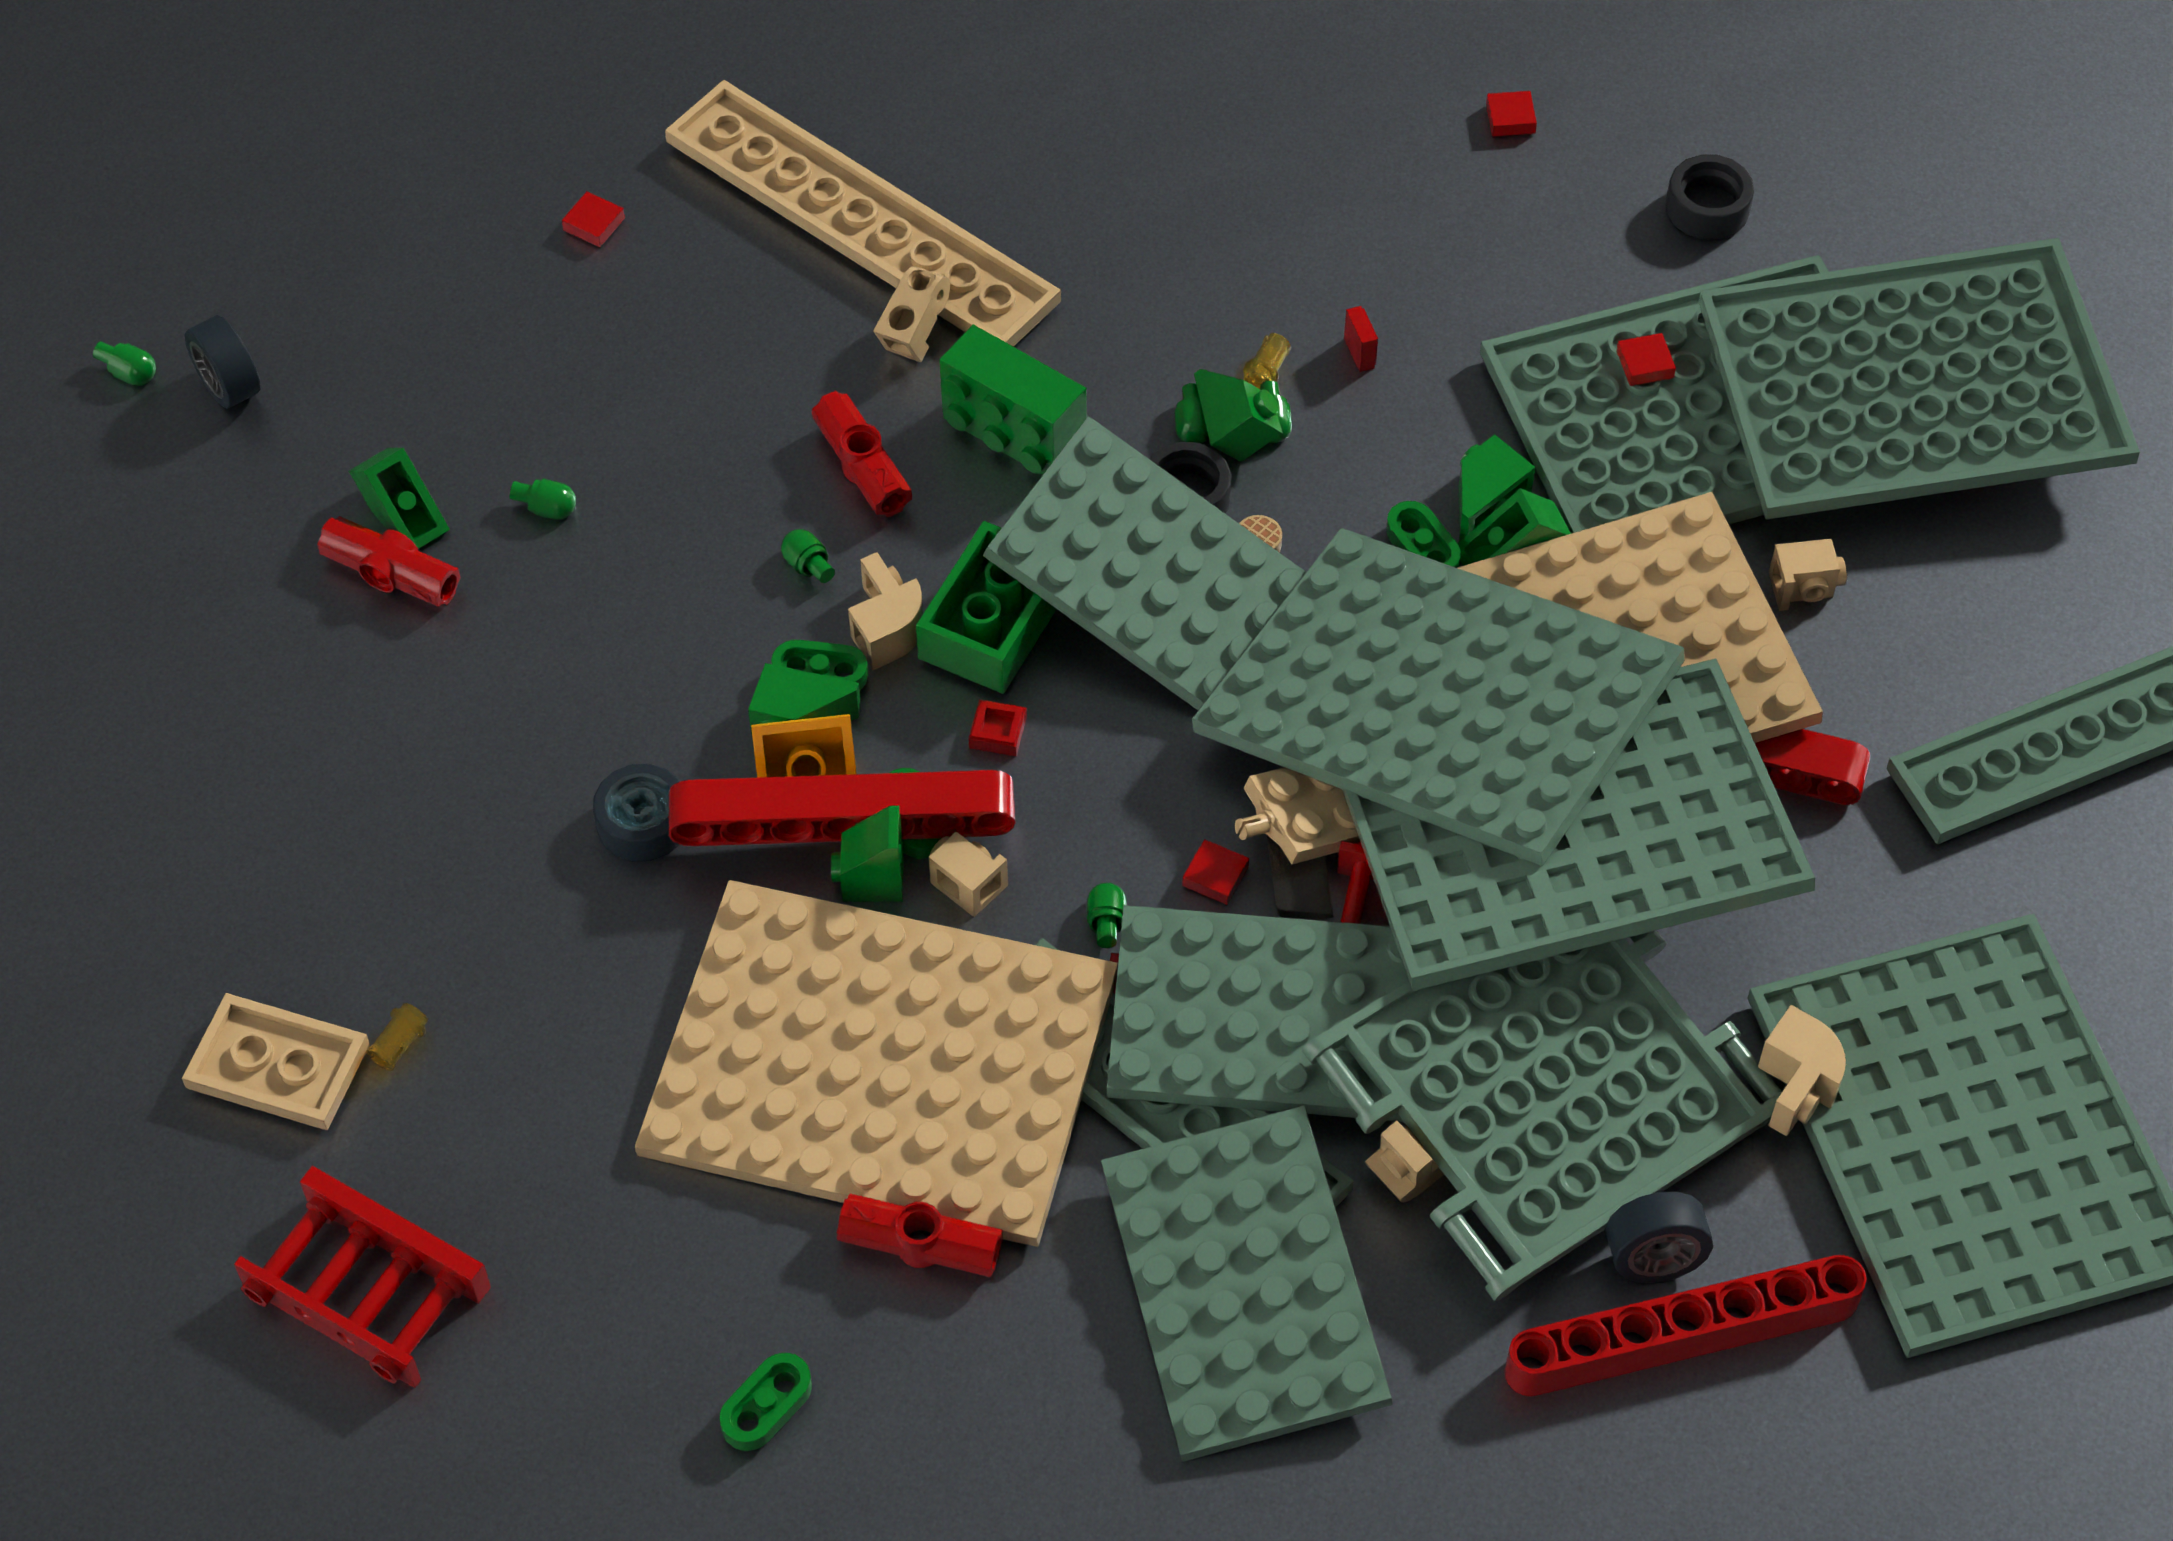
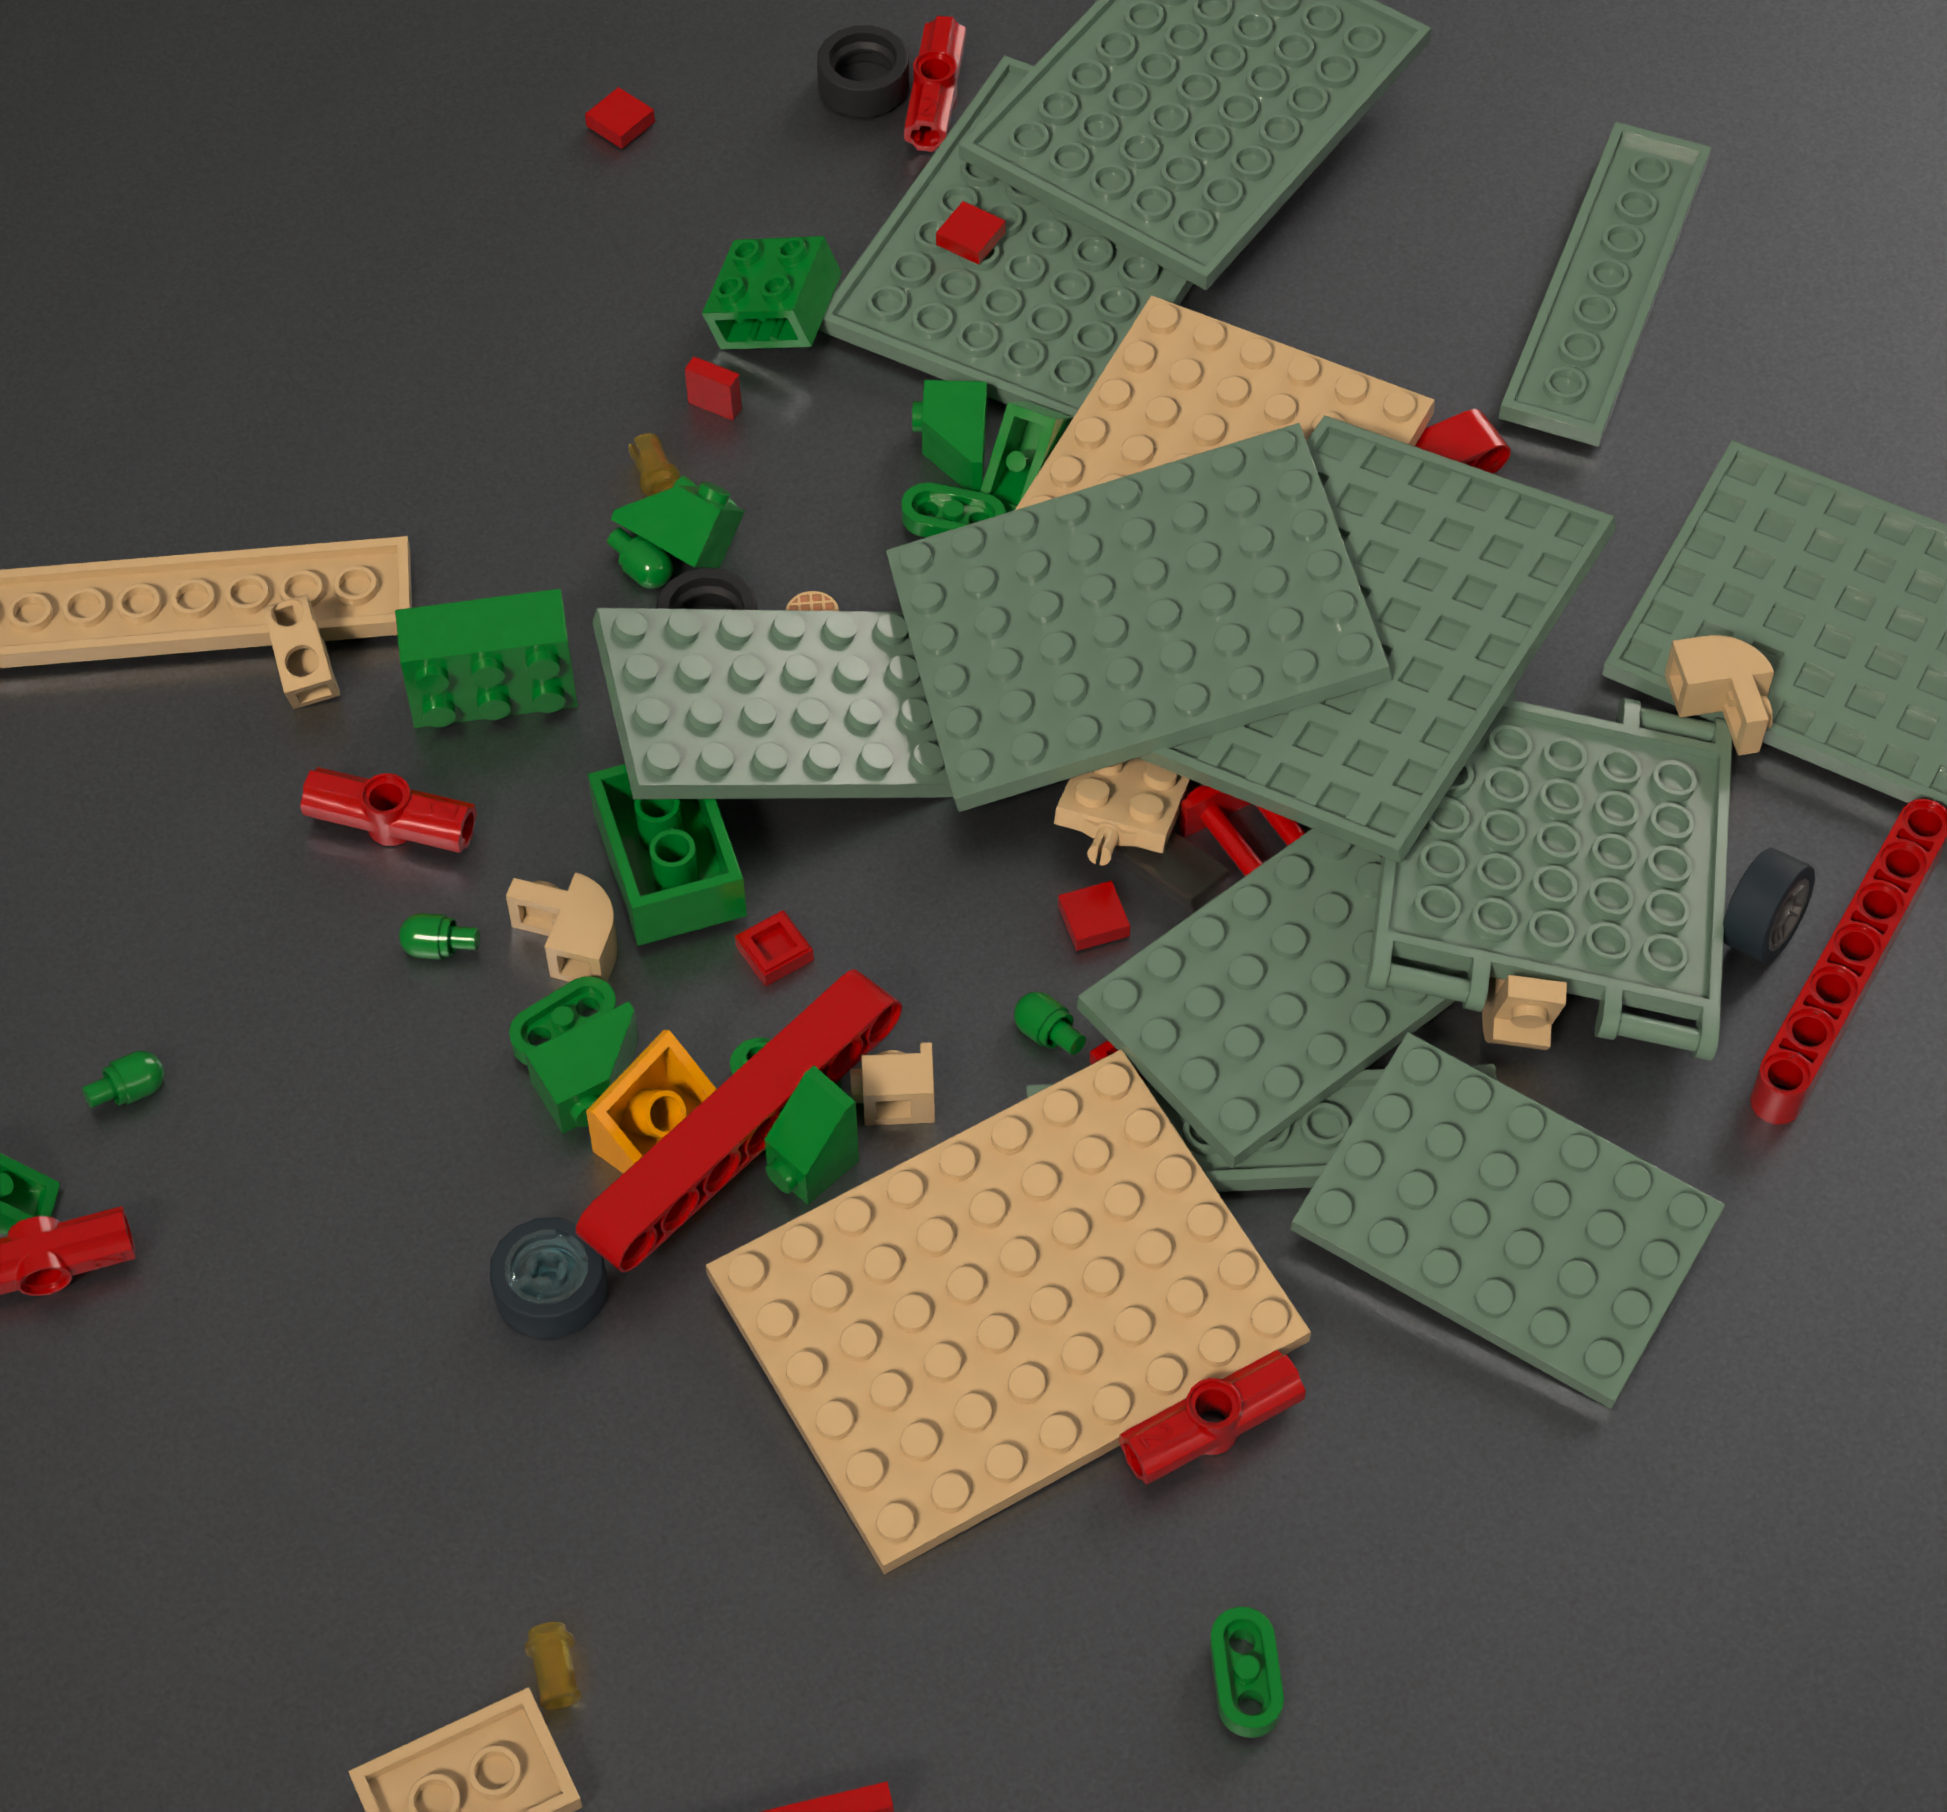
camera: 45 degrees left, 0 degrees up
(1466, 302) = (772, 293): none -> green brick
(1749, 239) = (935, 83): none -> red piece
(1805, 572) = (1277, 306): tan brick -> none

